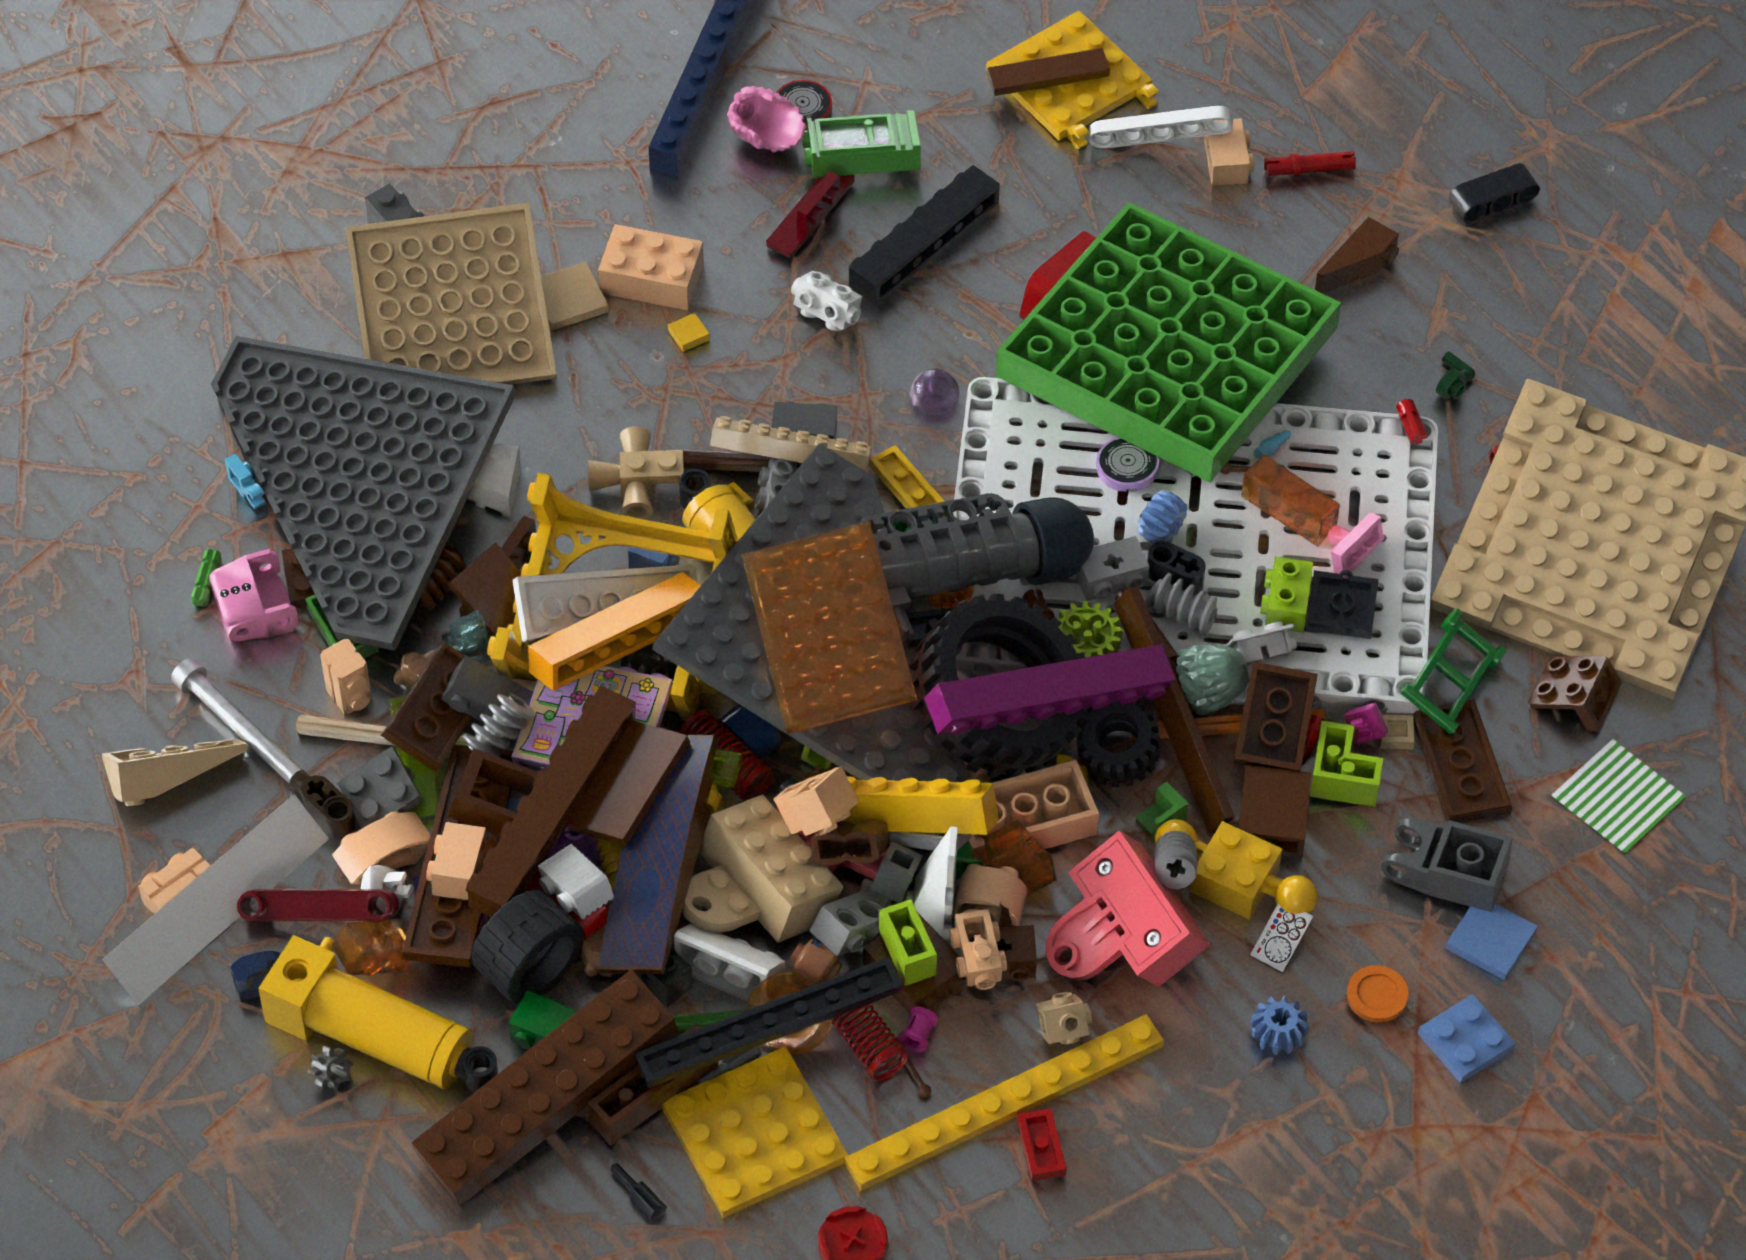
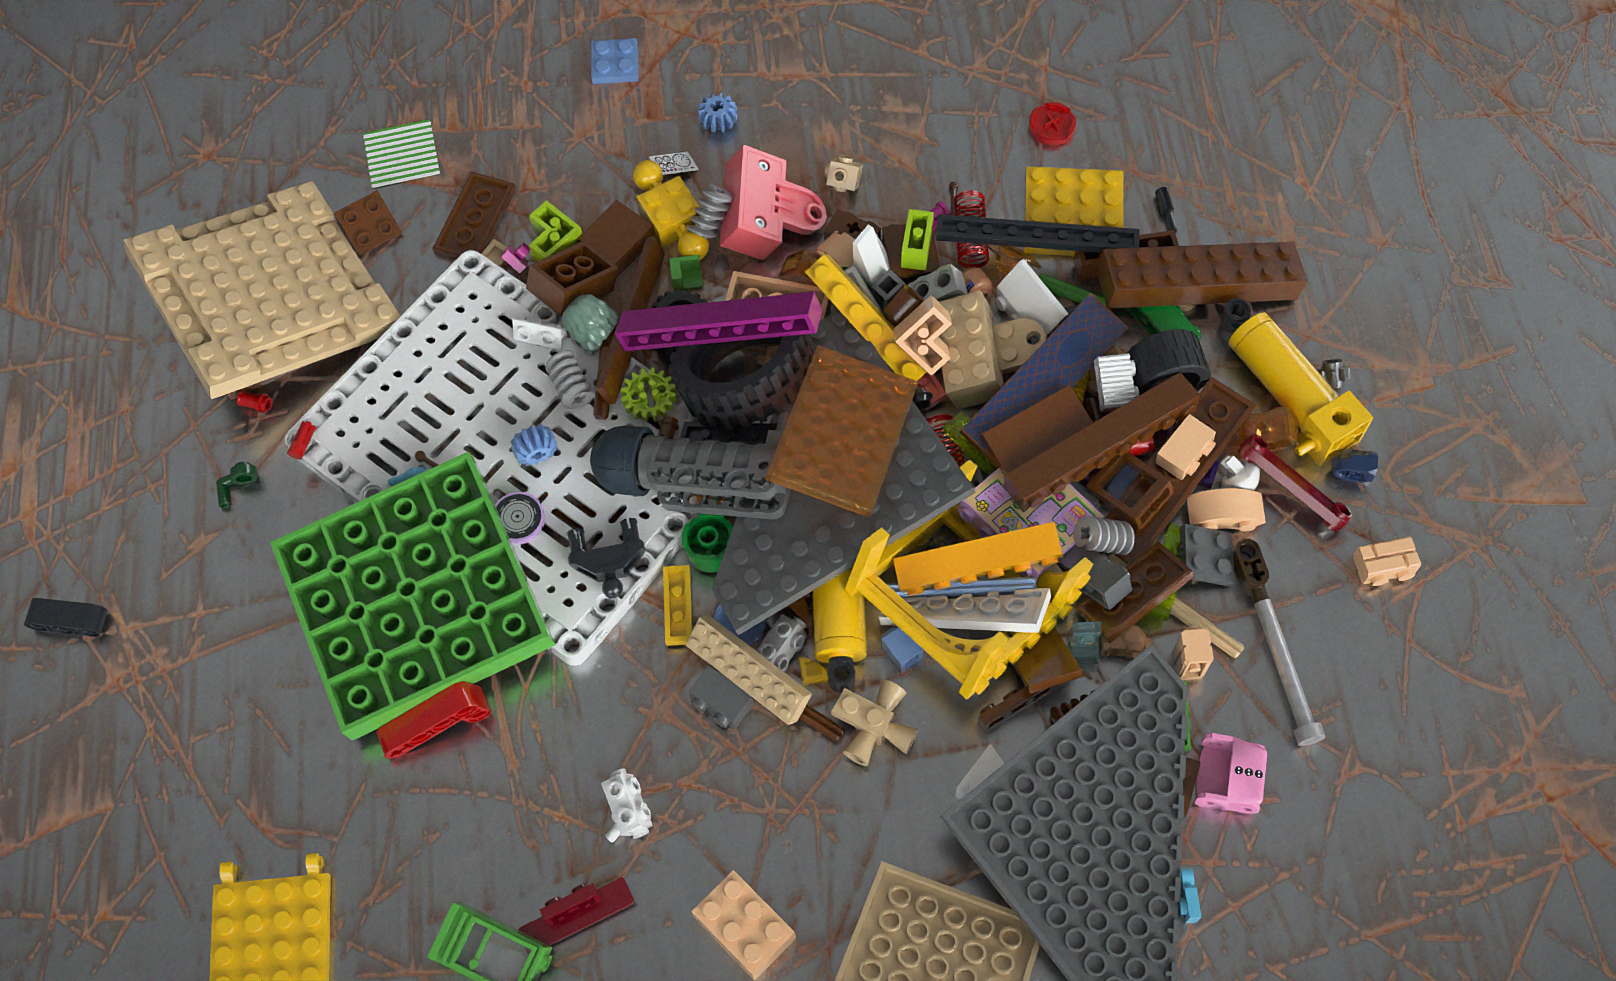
camera: 145 degrees left, 10 degrees up
(146, 774) = (1360, 664): tan wedge -> none
(200, 593) = (1257, 824): bright green axle -> none
(210, 900) = (1363, 535): white sticker -> none
(572, 296) = (821, 943): tan tile -> none
(688, 332) = (750, 848): yellow tile -> none
(731, 1063) = (1056, 258): dark grey axle -> none
(923, 234) = (505, 831): black brick -> none
(934, 391) = (602, 681): clear purple hair -> none
(979, 959) = (875, 212): light nougat brick -> none
(1003, 1102) = (913, 155): yellow plate -> none
(1004, 458) = (608, 562): none -> black connector
(1041, 1144) = (906, 117): red plate -> none
(1048, 71) = (289, 934): reddish brown tile -> none
(1113, 568) = (586, 428): light grey brick -> none
(1149, 134) = (251, 815): white beam -> none
(1177, 562) = (554, 412): black beam -> none
(1228, 155) = (218, 772): light nougat brick -> none
(1289, 592) = (494, 352): lime brick -> none
(1290, 500) = (435, 417): clear orange brick -> none
(1300, 164) = (175, 730): red pin -> none
(1342, 604) = (465, 329): black plate -> none
(1354, 545) = (421, 365): bright pink tile -> none
(1359, 256) = (205, 617): reddish brown slope -> none
(1377, 993) = (645, 106): orange piece -> none
(1451, 861) = (537, 146): dark grey brick -> none
(1491, 657) = (406, 286): green piece -> none
(1491, 939) = (551, 108): medium blue tile -> none

